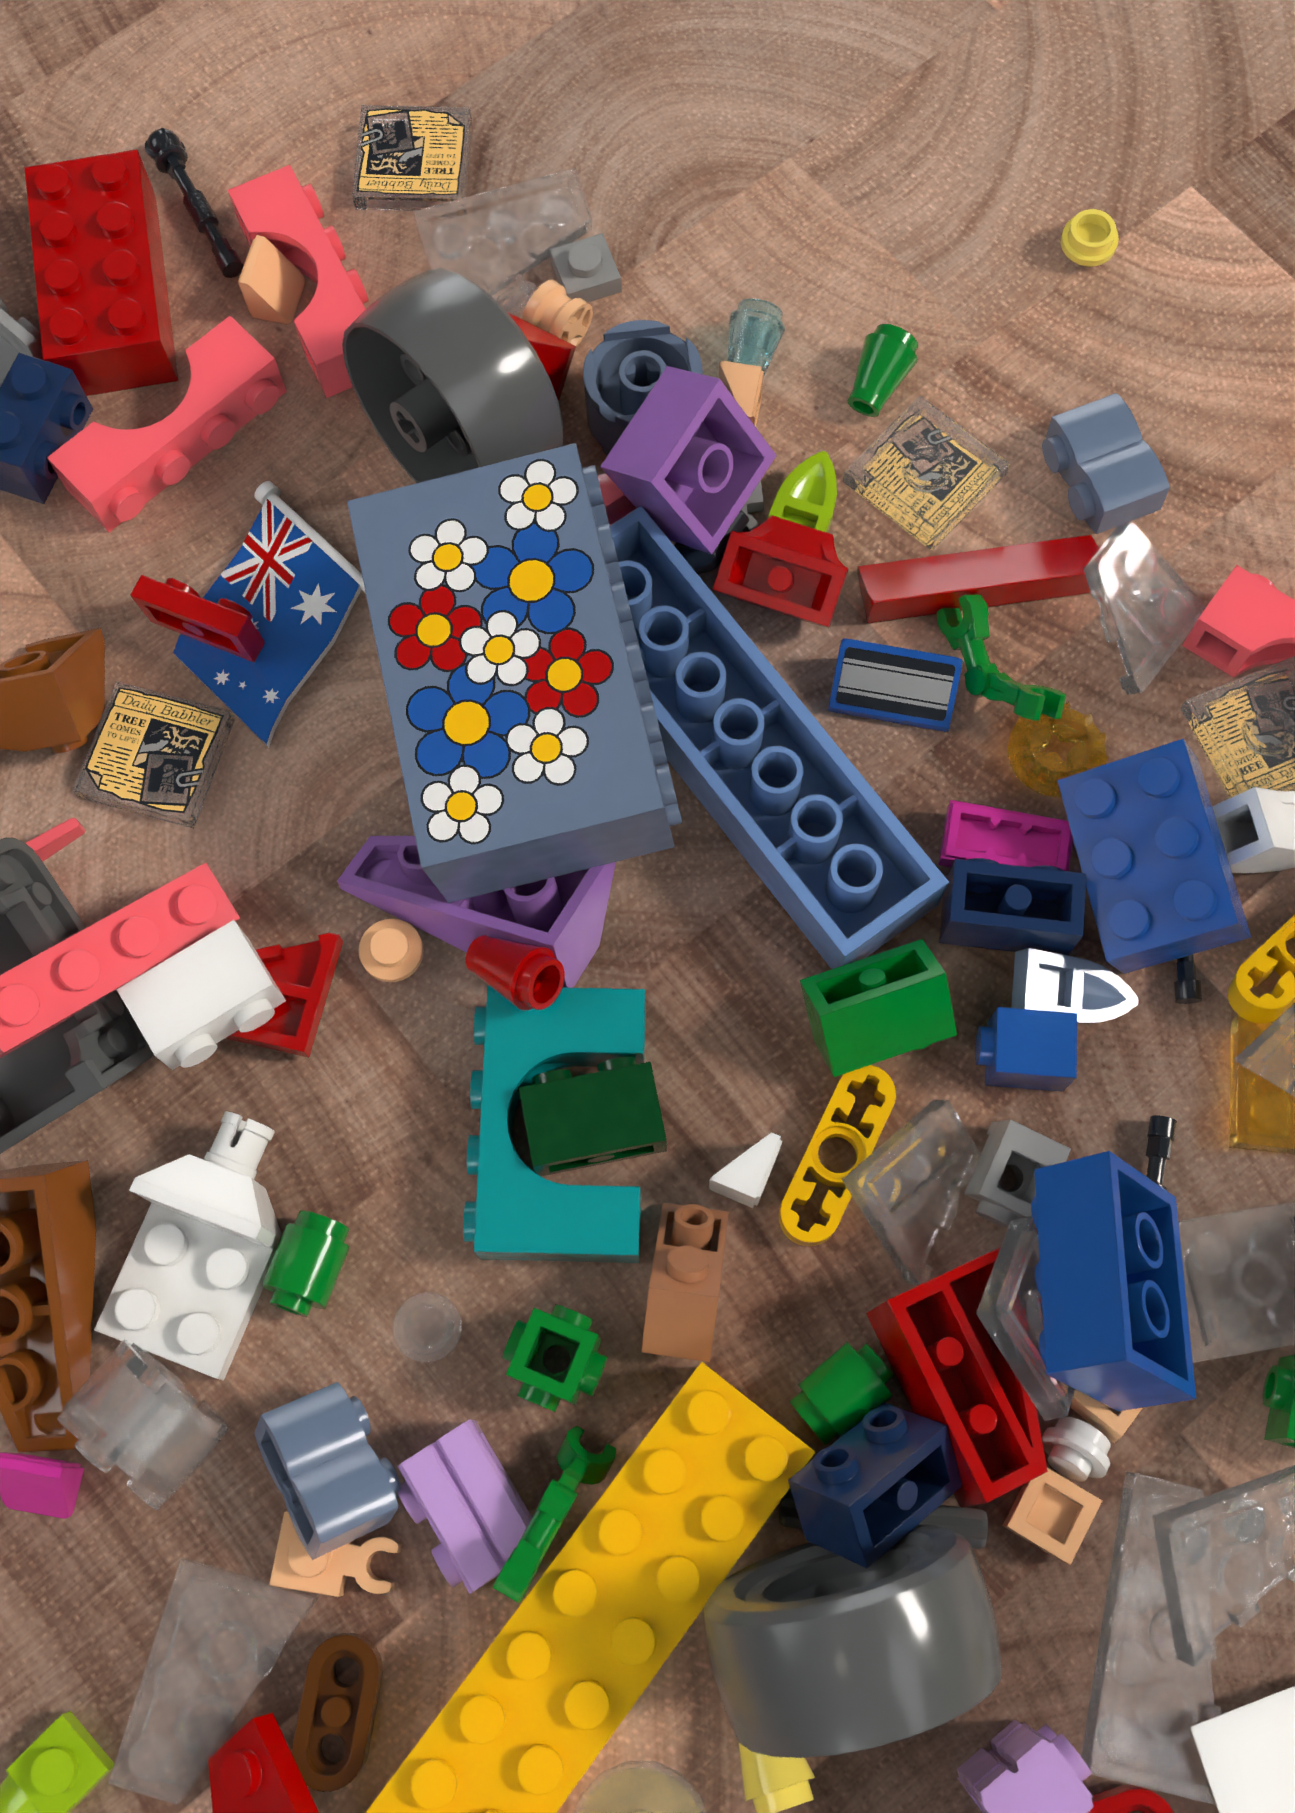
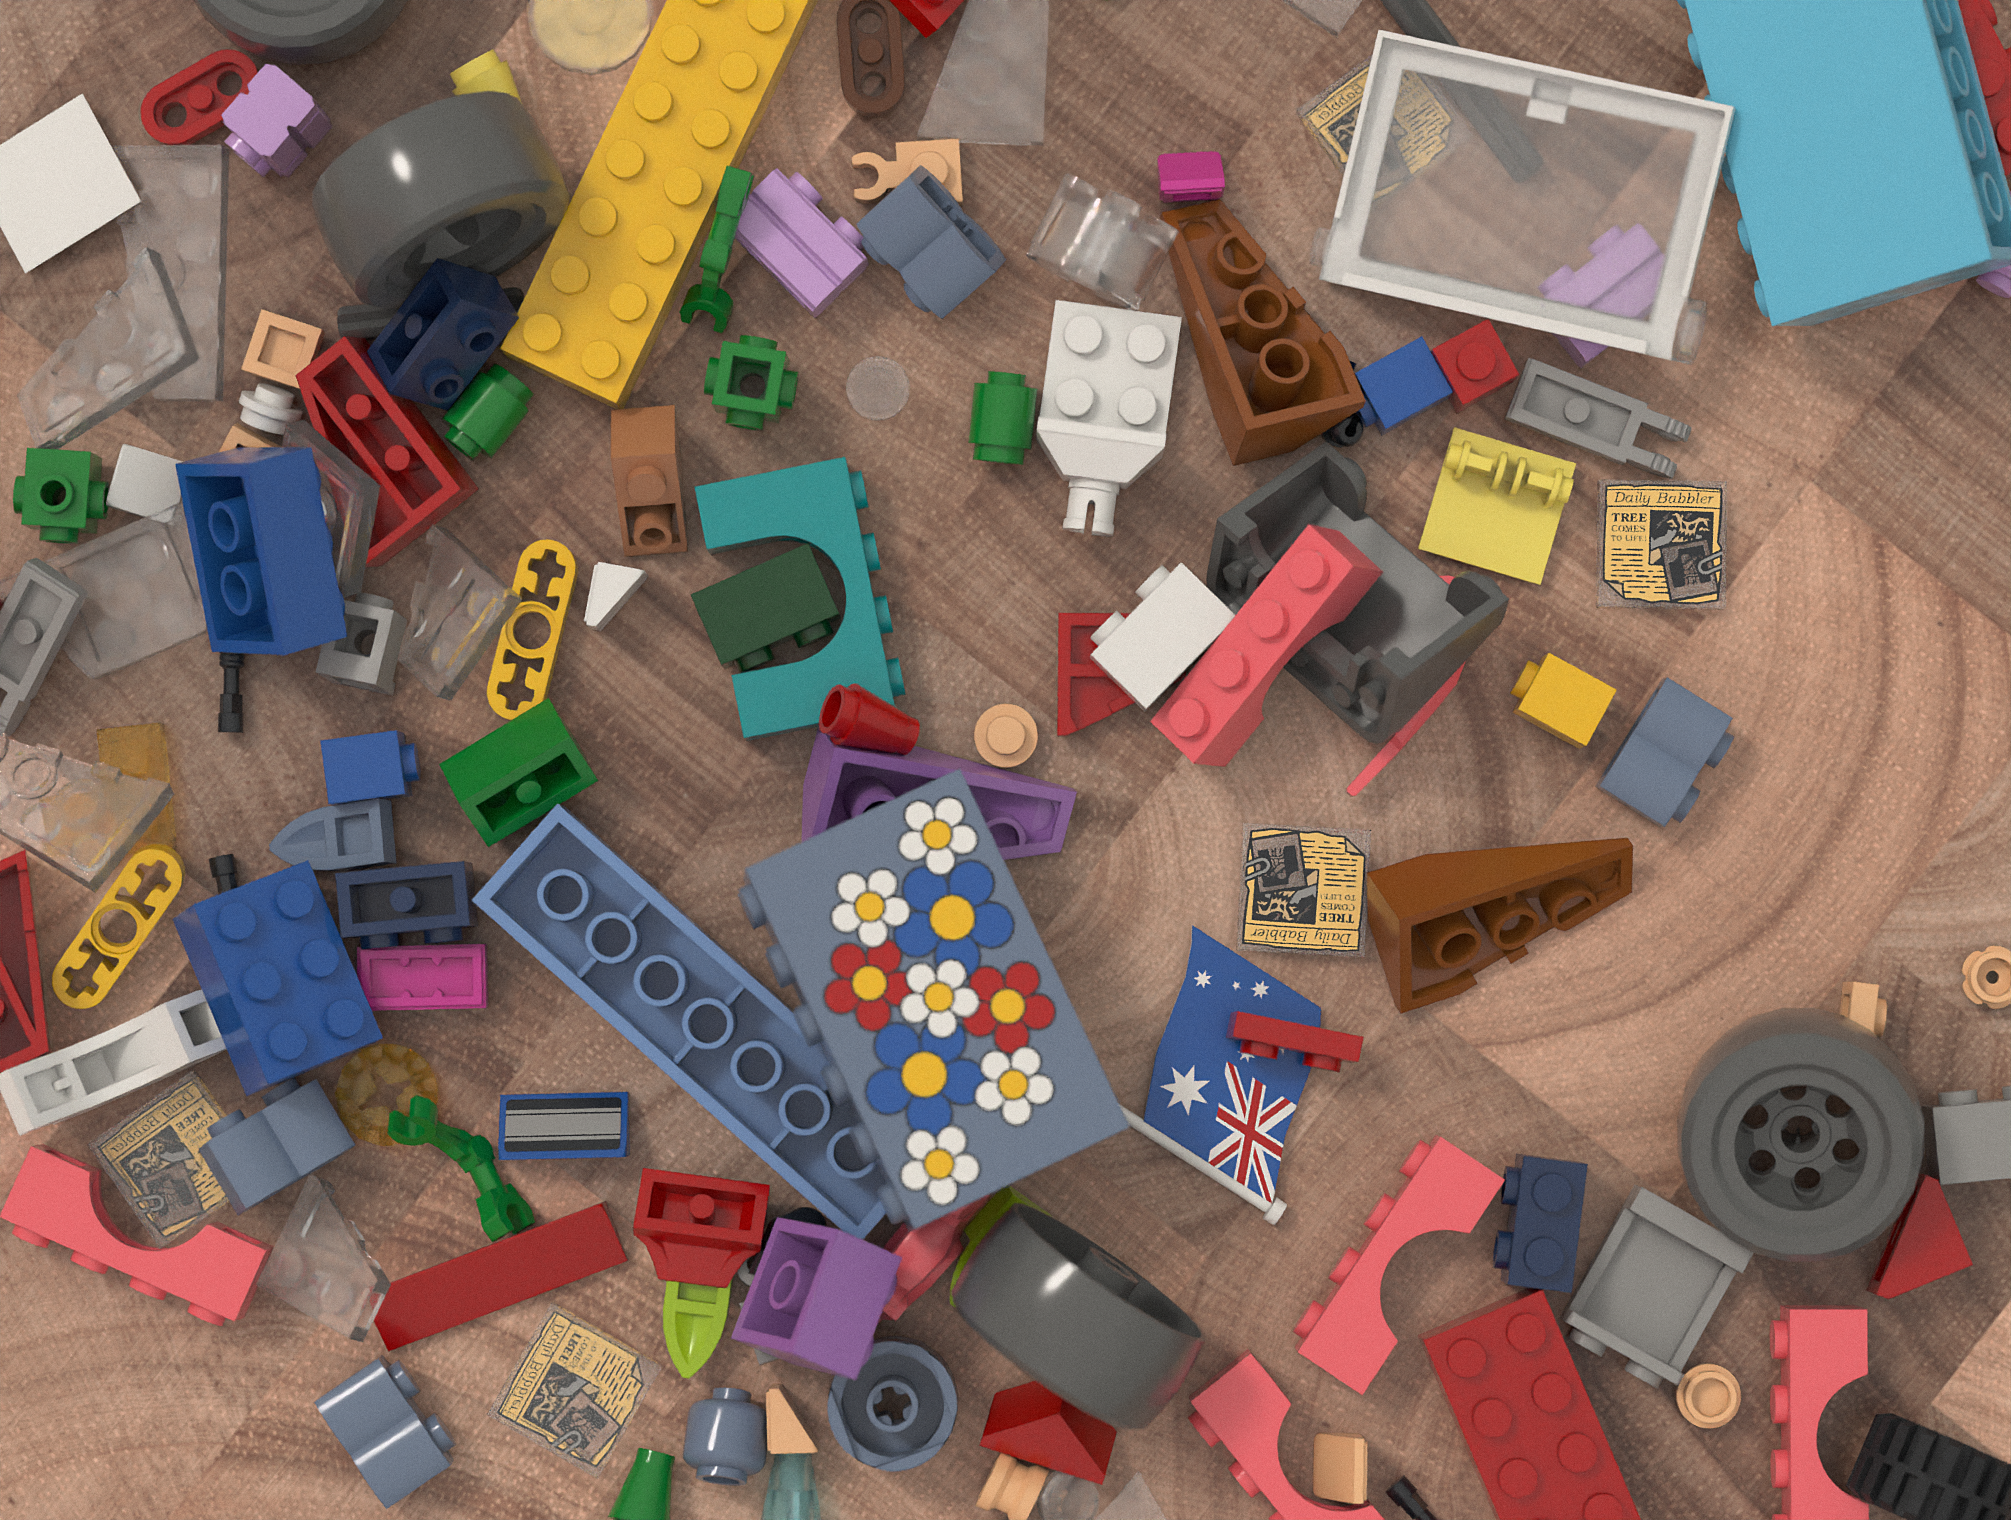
camera: 170 degrees right, 15 degrees up
(798, 399) = (726, 1437): none -> sand blue head
(1182, 701) = (276, 1145): none -> sand blue brick
(1224, 1402) = (143, 482): none -> white slope

